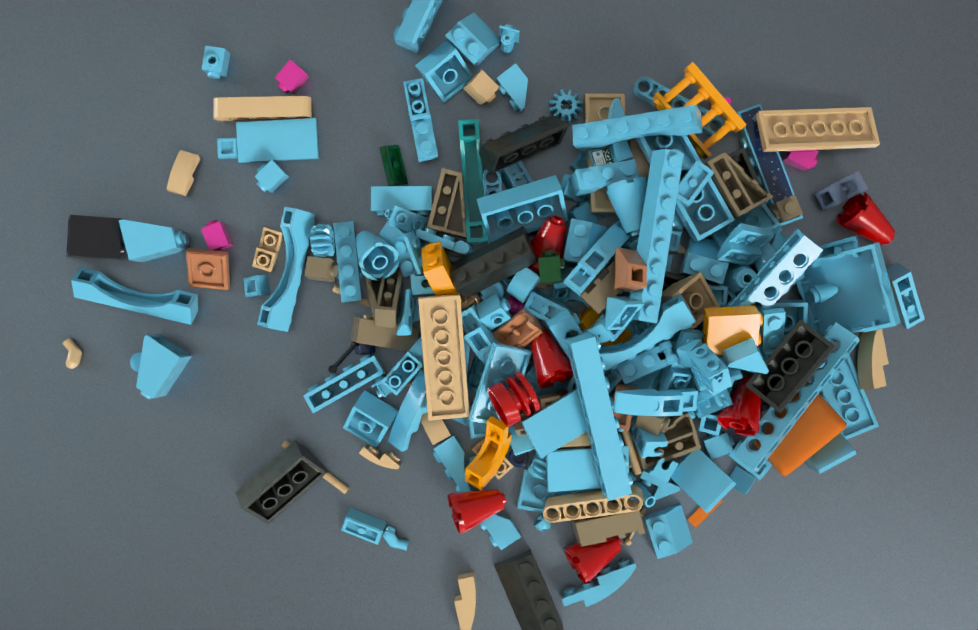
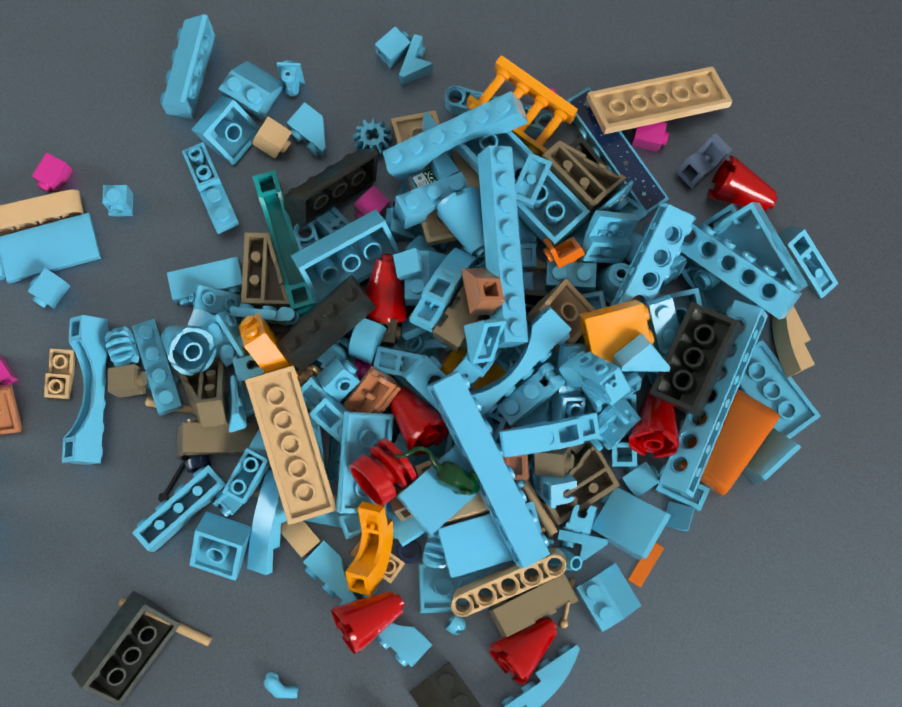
camera: 10 degrees left, 10 degrees down
(256, 285) = (53, 419): medium azure slope -> none
(342, 113) = (118, 200): none -> medium azure brick
(363, 526) = (238, 680): medium azure slope -> none
(388, 460) = (248, 590): tan slope -> none
(393, 165) = (188, 244): dark green plate -> none
(550, 266) = (391, 308): dark green brick -> none
(551, 166) = (370, 201): none -> dark pink brick
(567, 415) = (450, 474): none -> dark green animal
(572, 231) = (408, 263): none -> medium azure tile
(601, 28) = (393, 47): none -> medium azure brick
(615, 51) = (413, 65): none -> medium azure slope
(704, 249) = (563, 253): none -> orange bracket
(759, 212) = (618, 200): none -> medium azure dish
(786, 209) = (647, 190): dark tan brick -> none
(842, 303) = (696, 250): none -> medium azure brick

